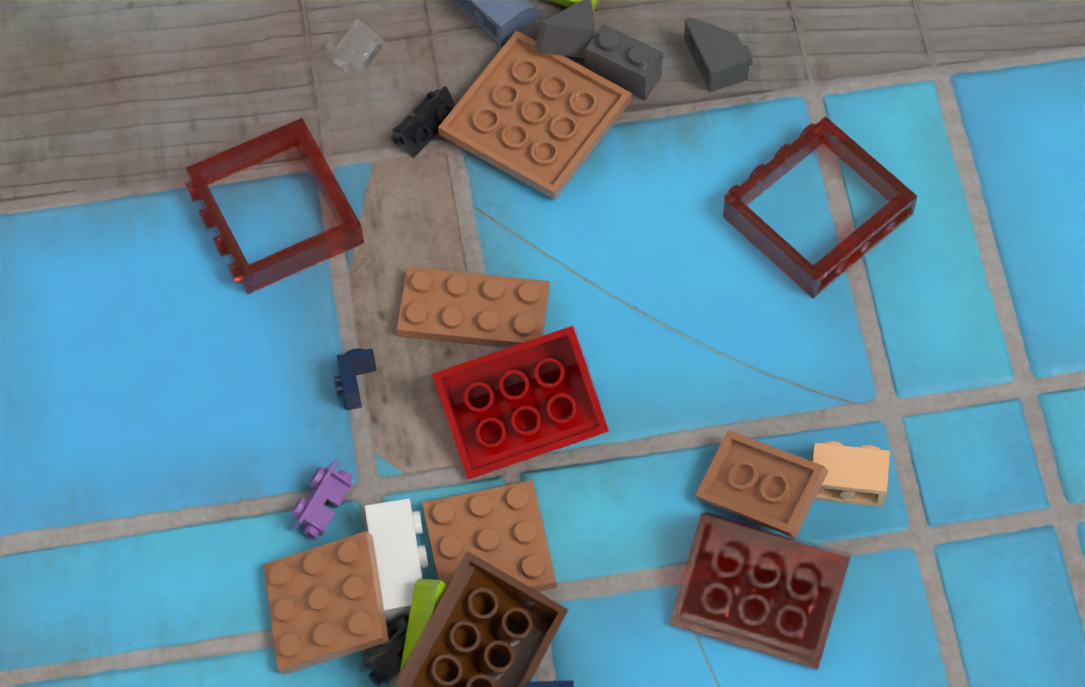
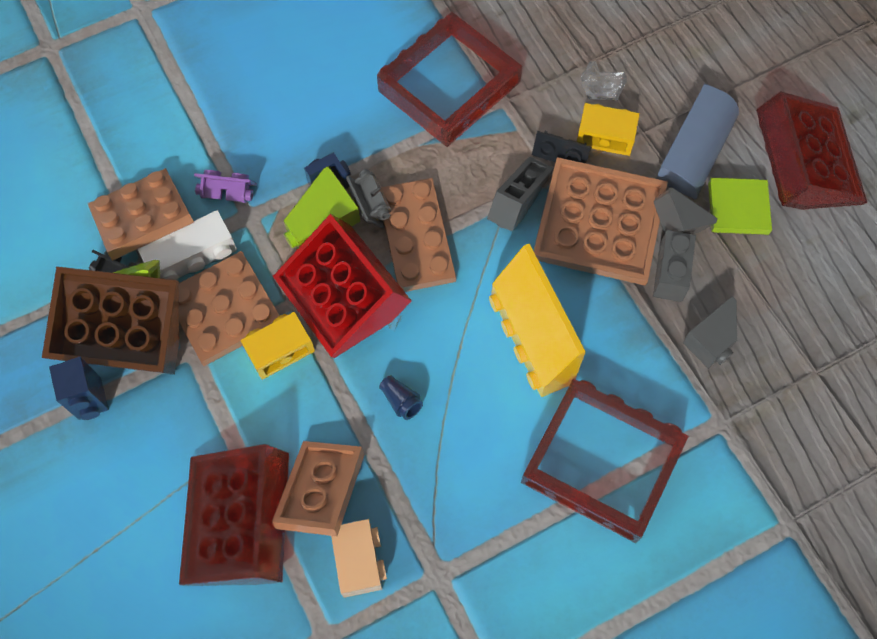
camera: 70 degrees right, 5 degrees up
(406, 398) = (320, 200): none -> lime slope
(420, 64) = (608, 128): none -> yellow brick
(426, 337) = (372, 207): none -> dark grey hinge
(469, 180) = (519, 193): none -> dark grey slope
(567, 491) = (277, 345): none -> yellow brick
(651, 206) = (536, 324): none -> yellow slope
(678, 381) = (402, 399): none -> dark blue cone

